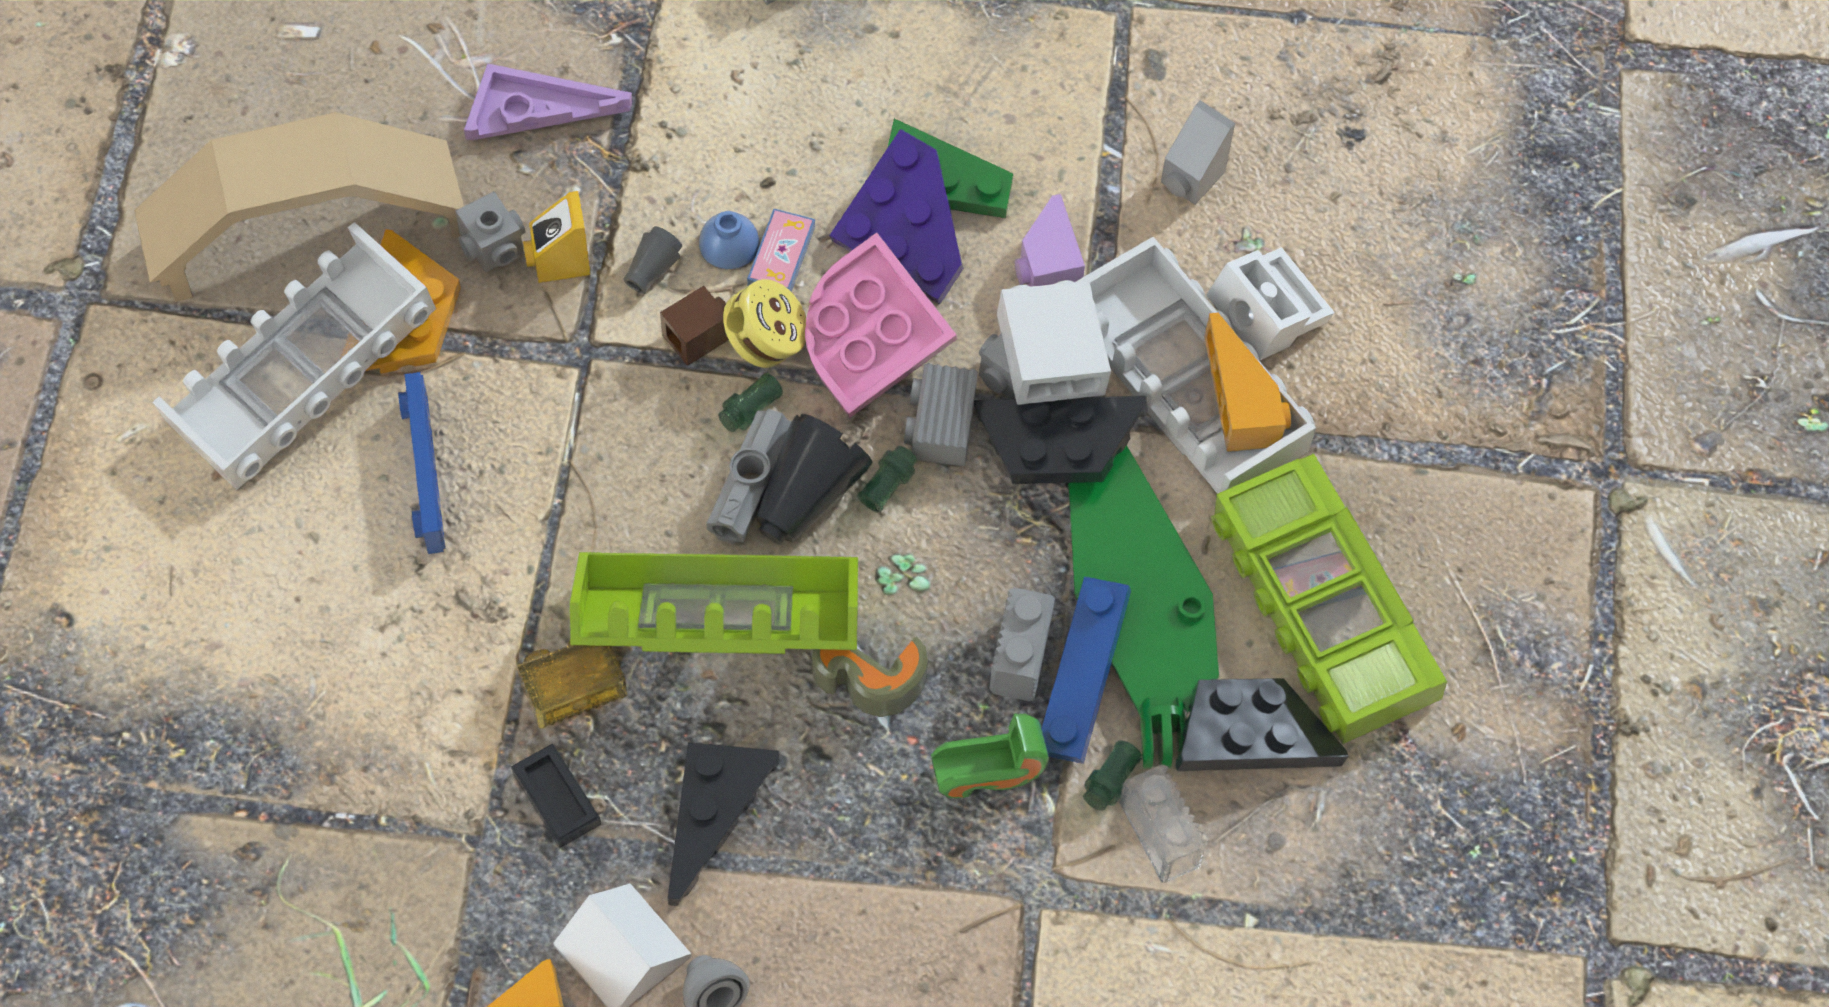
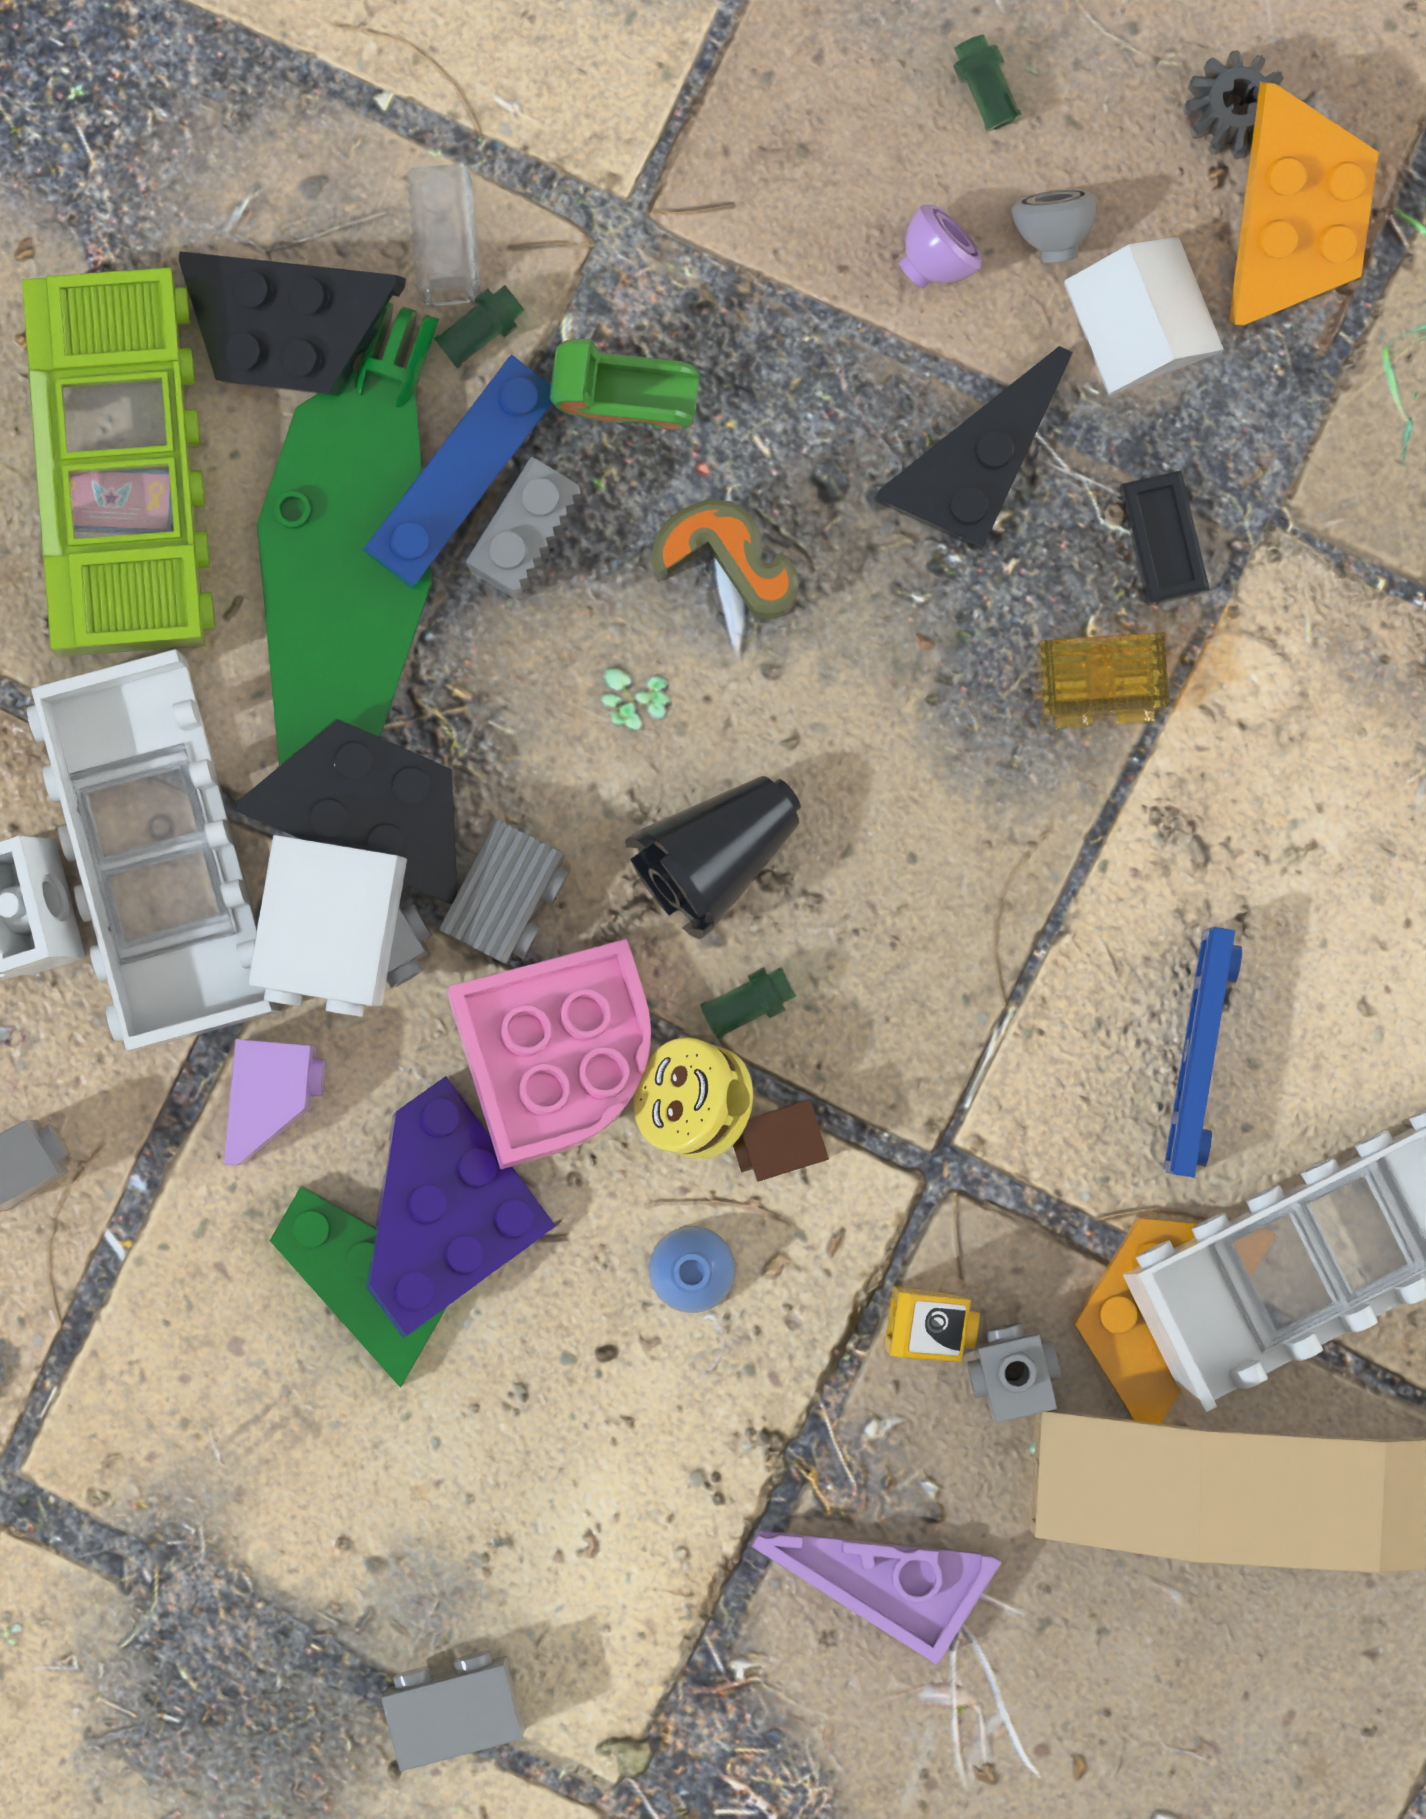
camera: 155 degrees left, 25 degrees up
(653, 257) = (806, 1268): dark grey cone -> none
(714, 602) = (895, 699): lime window -> none
(741, 496) = (813, 856): light grey piece -> none
(782, 248) = (628, 1225): bright pink tile -> none
(792, 938) = (938, 249): none -> lavender brick
(894, 469) = (597, 836): clear green animal -> none
(1244, 391) = (102, 770): light orange slope -> none

